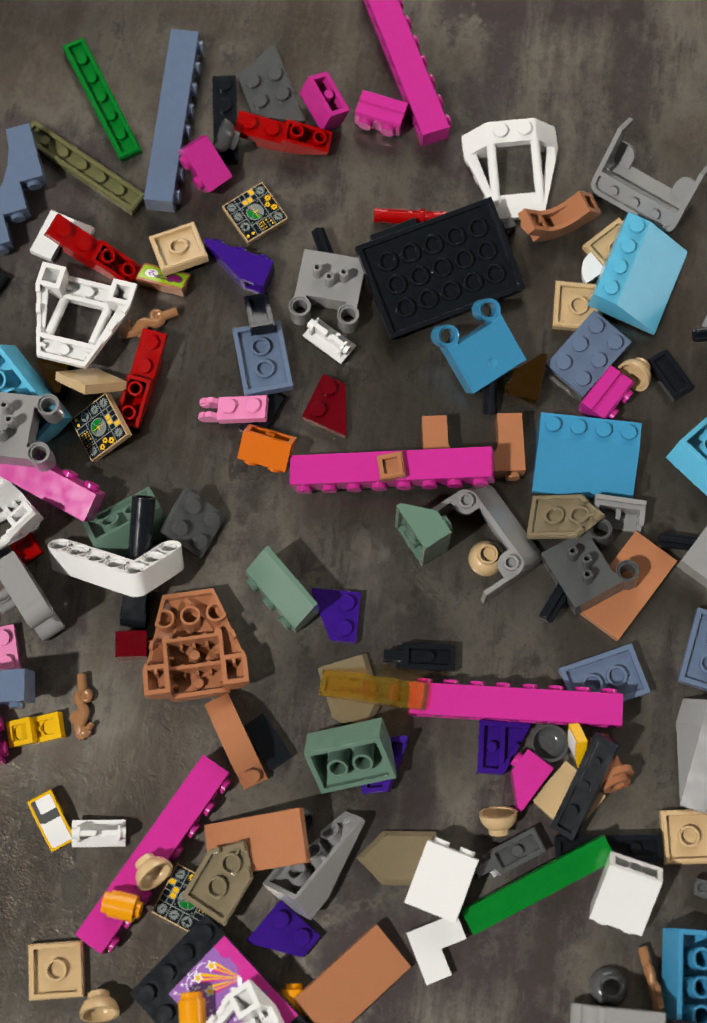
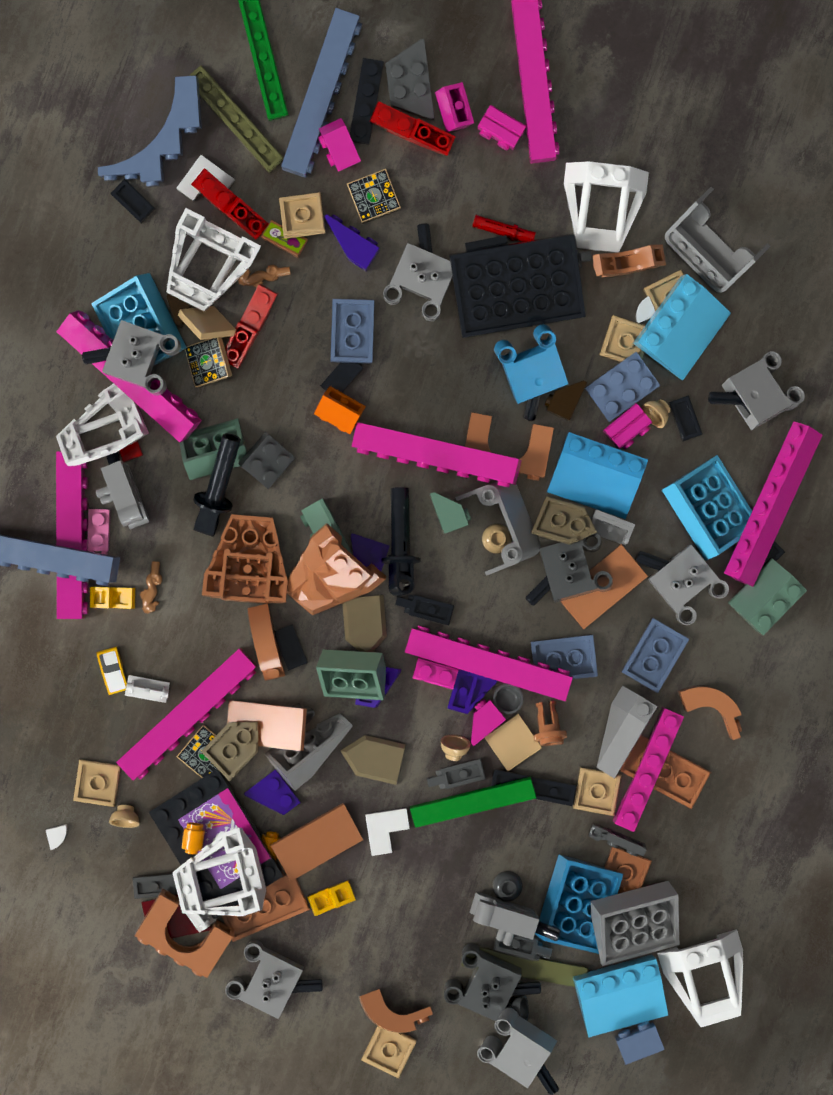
camera: 10 degrees right, 15 degrees up
(116, 572) = (194, 491): white beam -> none
(121, 905) = (155, 750): light orange brick -> none
(132, 645) = (200, 548): dark red brick -> none
(152, 871) = (182, 730): tan piece -> none
(227, 137) = (362, 125): dark grey piece -> none
(235, 409) = (321, 370): bright pink hinge -> none
(259, 314) = (358, 290): black tile -> none
(296, 636) = (329, 574): none -> nougat wedge
(328, 340) = (411, 325): white hinge -> none
(328, 406) = (398, 382): dark red wing -> none
(374, 689) = (381, 628): clear yellow slope -> none
(378, 604) = (400, 562): none -> black piece
(391, 466) = (435, 455): nougat tile -> none
(442, 879) = (400, 783): white brick -> none
(452, 732) = (435, 673): none -> dark pink brick
(577, 742) = (529, 710): yellow slope -> none
(585, 786) = (526, 739): black plate -> none
(626, 893) = (536, 824): white brick -> none
(653, 986) = (540, 871): medium nougat animal -> none

